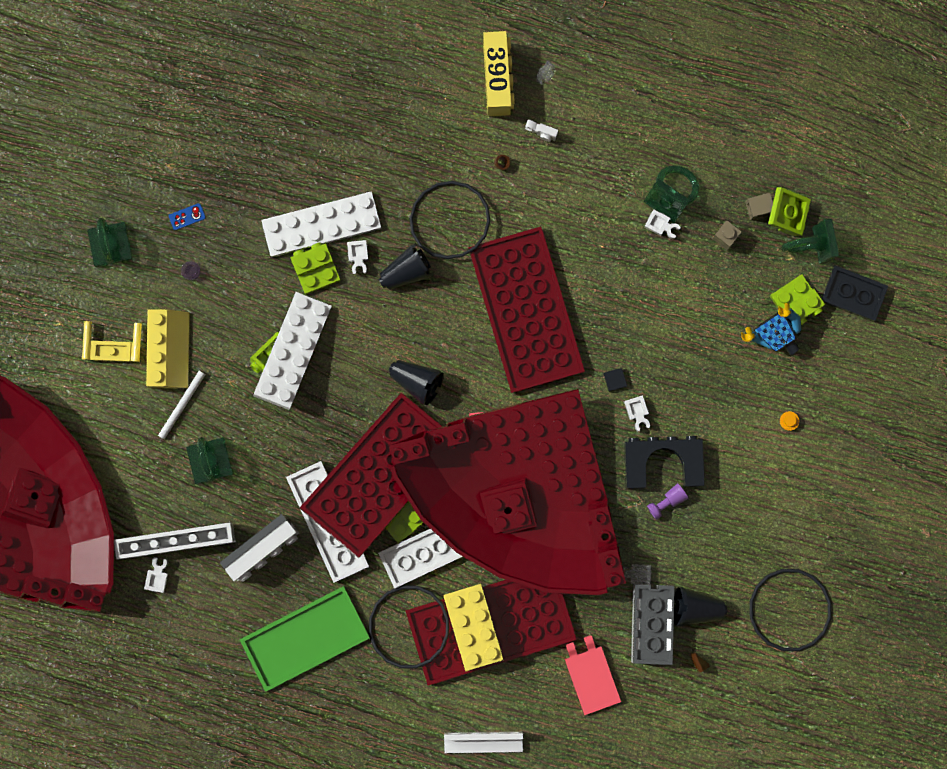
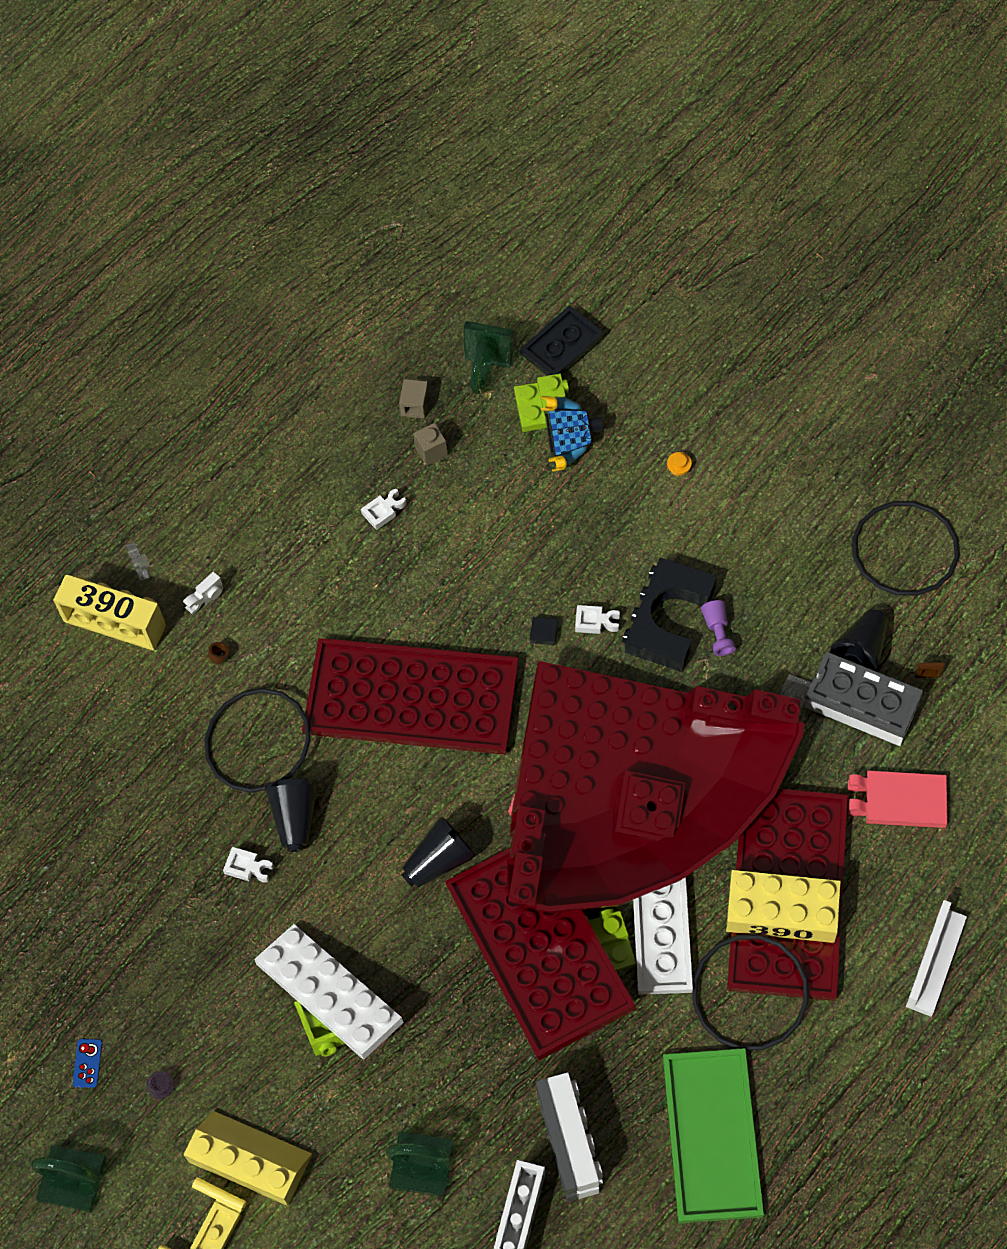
camera: 60 degrees left, 20 degrees down
(181, 405) = (330, 1171): white bar -> none
(315, 268) = (235, 925): lime plate -> none
(321, 224) = (184, 897): white plate -> none
(336, 557) = (616, 1045): white plate -> none
(668, 200) = (354, 486): clear green tile -> none
(789, 212) = (436, 368): lime plate -> none

